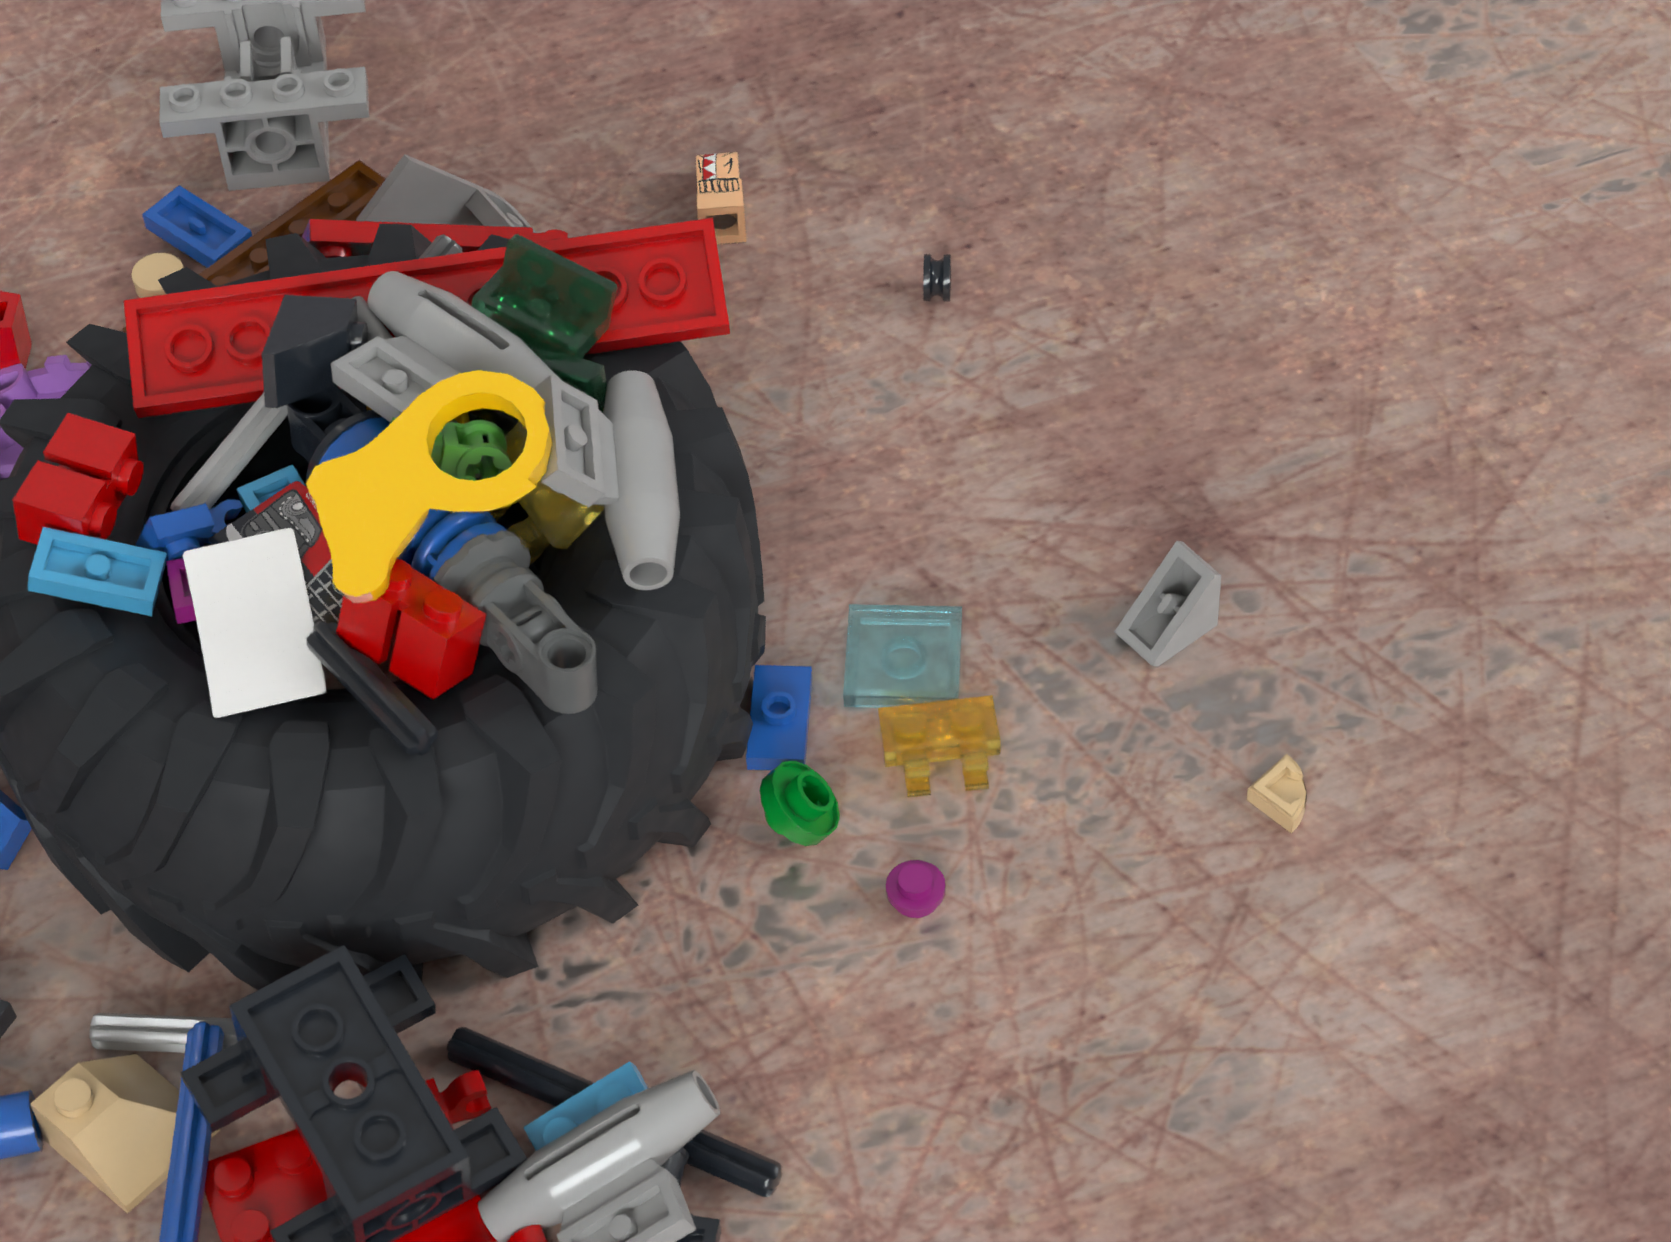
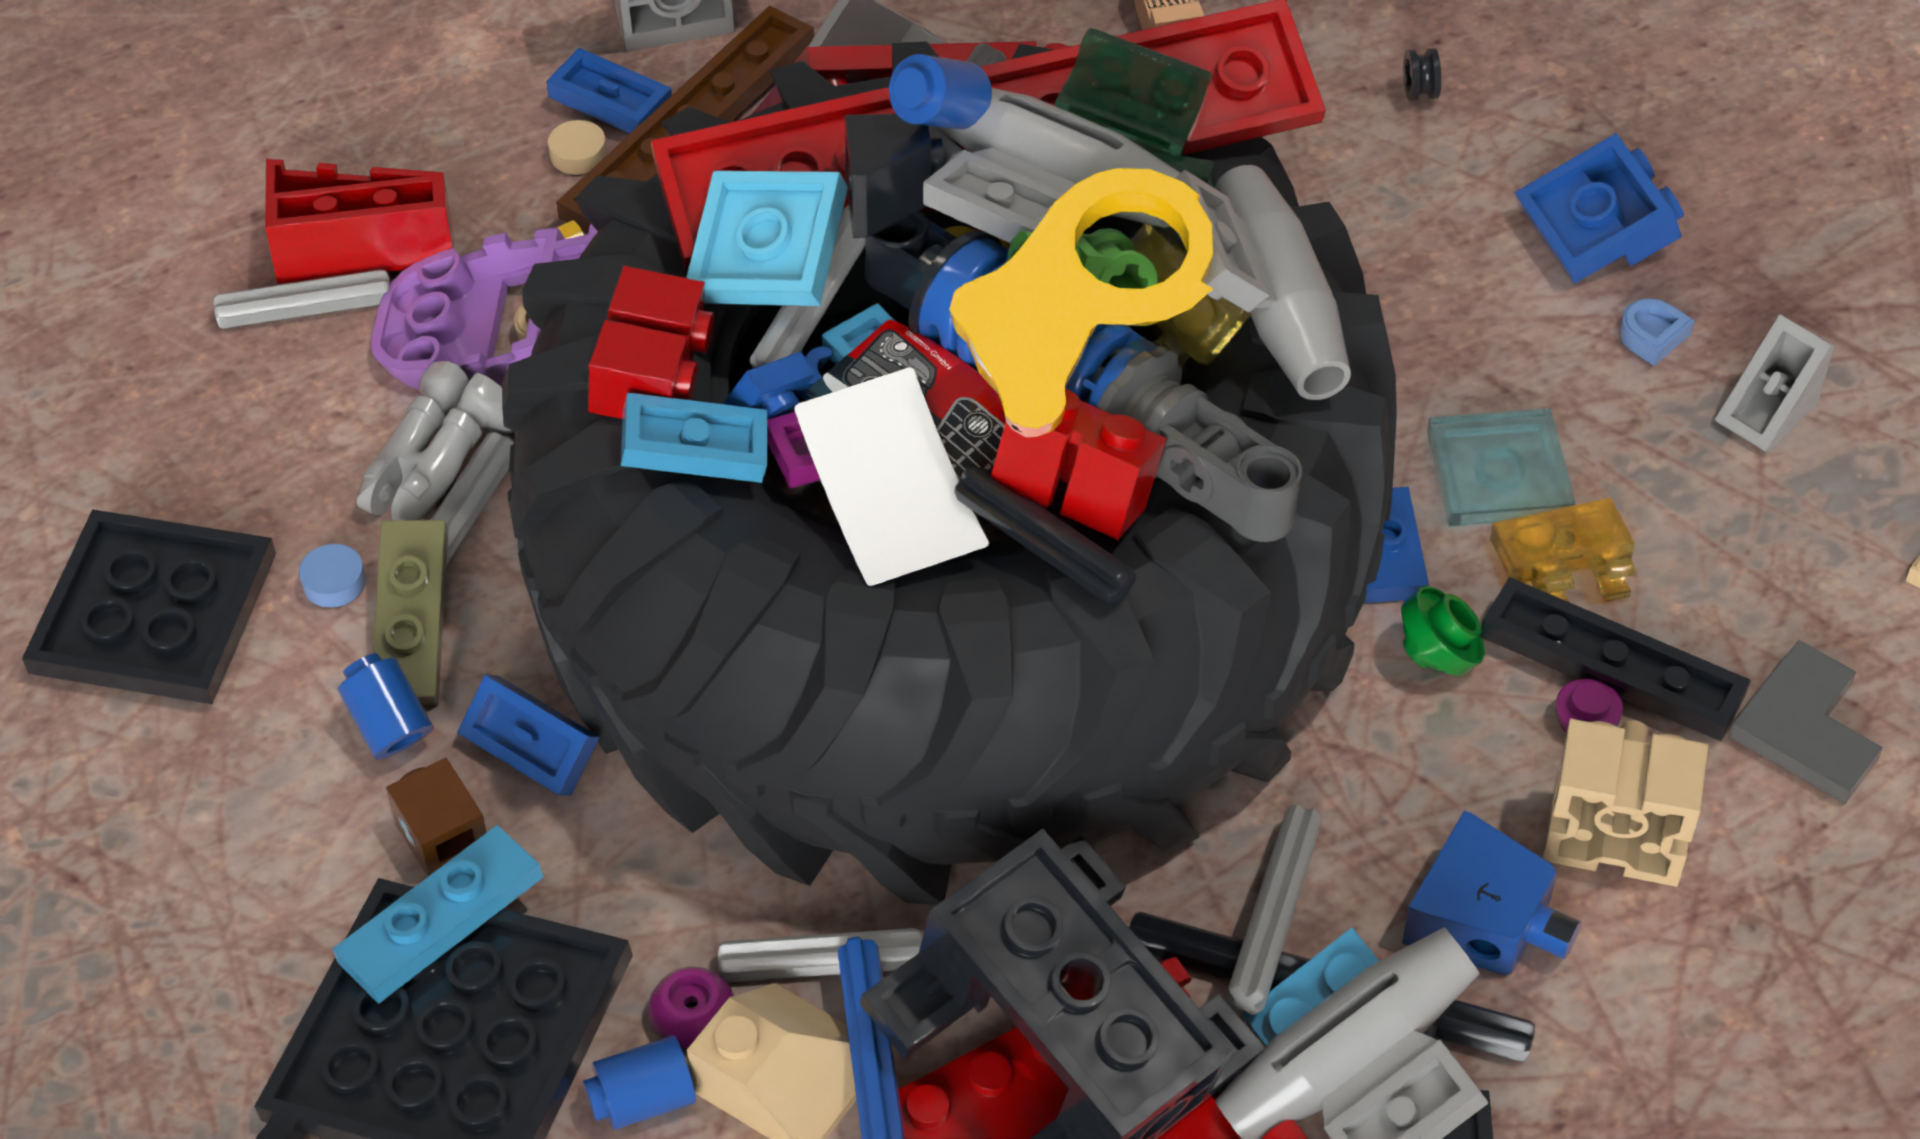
camera: 10 degrees left, 0 degrees up
(49, 1051) = (680, 987): none -> magenta plate
(197, 398) = (768, 237): none -> medium azure plate
(362, 283) = (939, 91): none -> blue brick
(576, 1038) = (1274, 910): none -> light grey axle
(768, 1051) = (1490, 899): none -> blue torso
(908, 974) = (1625, 800): none -> tan brick
(953, 843) = (1625, 659): none -> black plate
(1062, 423) = (1601, 209): none -> blue plate
(1084, 540) = (1654, 329): none -> medium blue tile
(1098, 925) = (1792, 725): none -> dark grey tile

